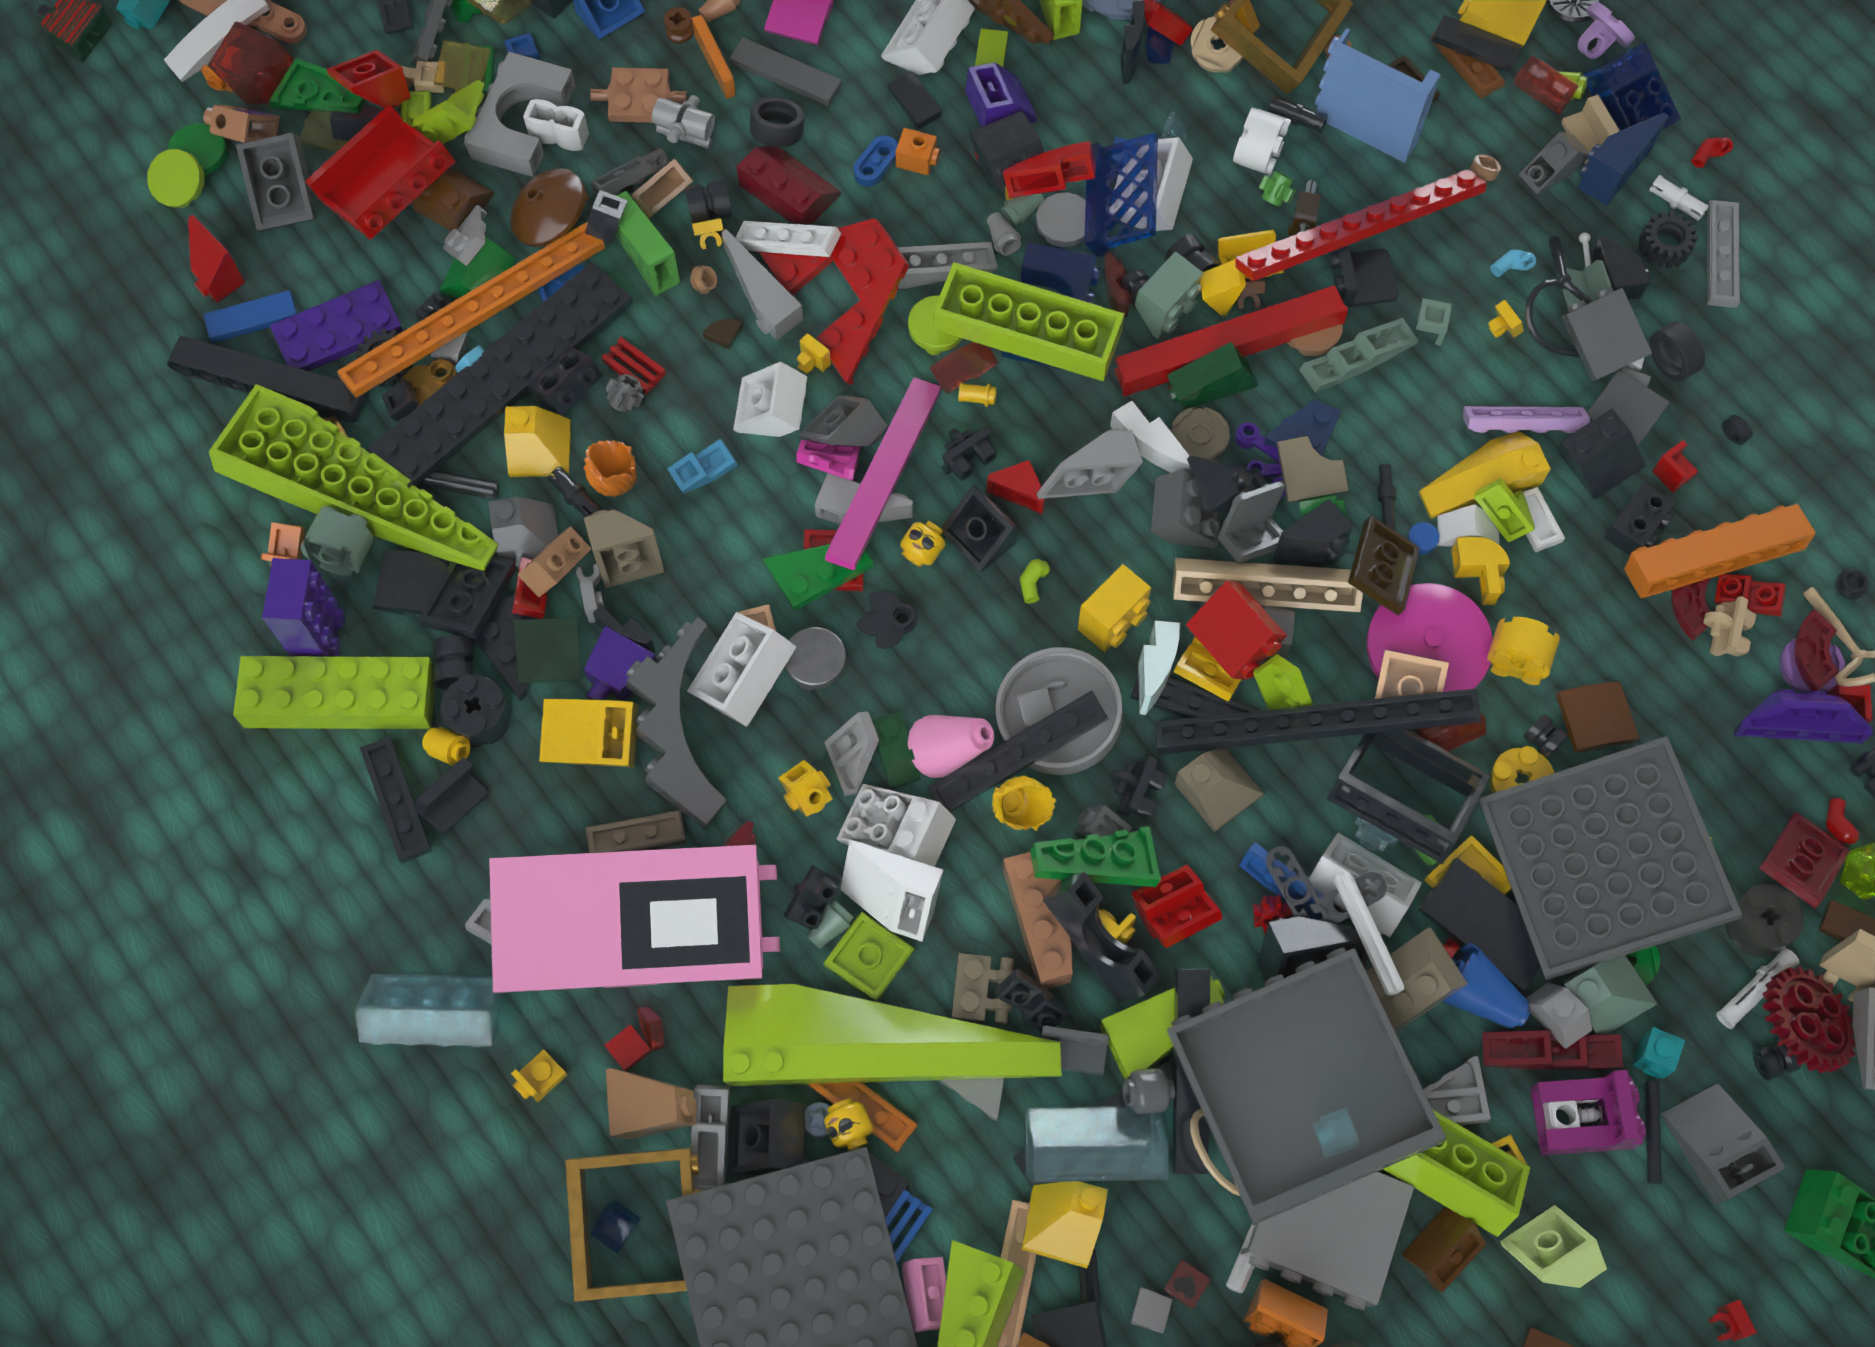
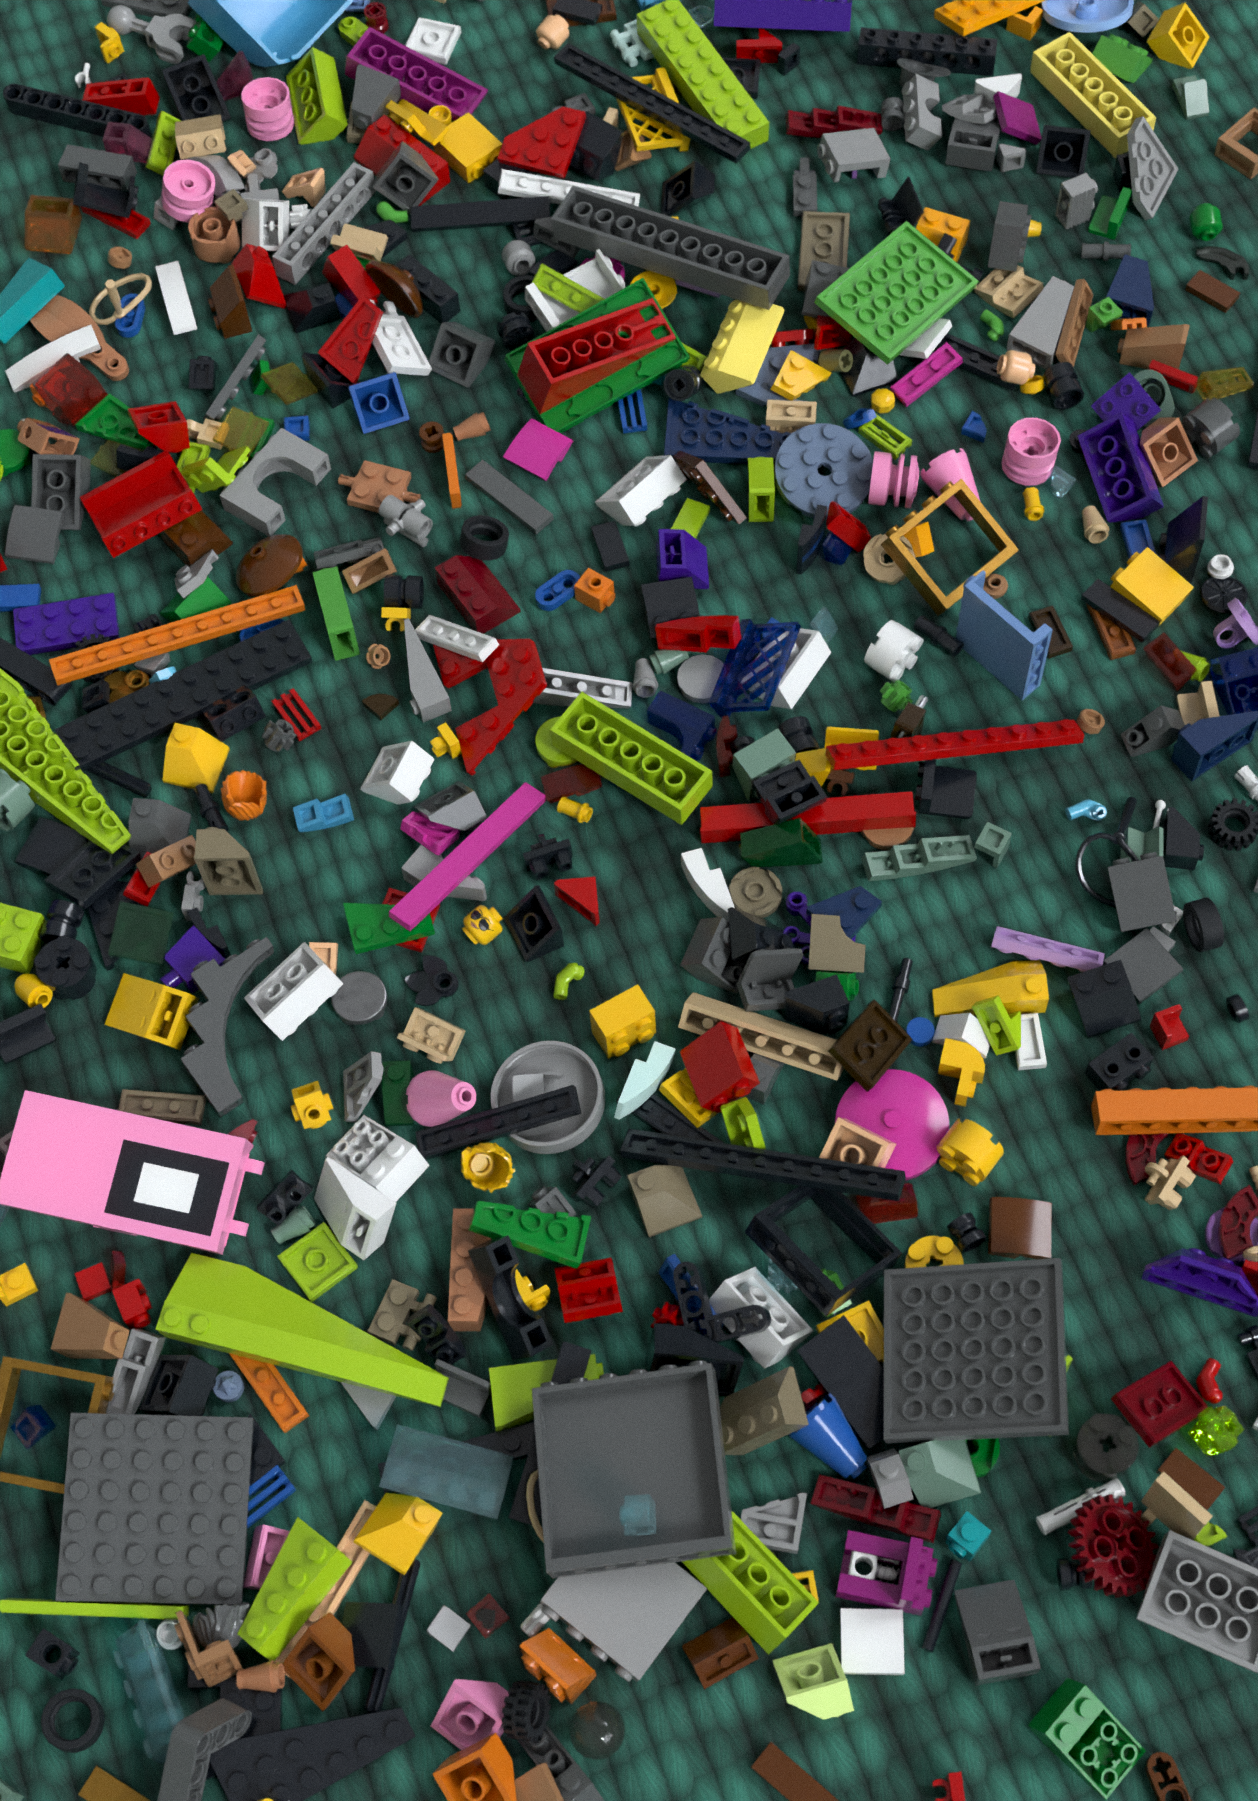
camera: 20 degrees right, 5 degrees down
(264, 235) = (34, 534): none -> dark grey slope
(556, 124) = (300, 497): white brick -> none
(605, 216) = (310, 583): black panel -> none
(684, 1061) = (133, 1304): none -> red brick
(848, 1124) = (247, 1395): yellow head -> none
(909, 678) = (432, 1036): none -> tan bracket
(1096, 468) = (647, 896): light grey slope -> none
(1148, 1091) = (505, 1439): dark grey head -> none
(1209, 318) = (788, 792): none -> black brick
(1368, 933) = (735, 1357): white axle -> none
(1505, 321) = (1059, 860): yellow tile -> none
(1596, 1190) = (872, 1641): none -> white tile

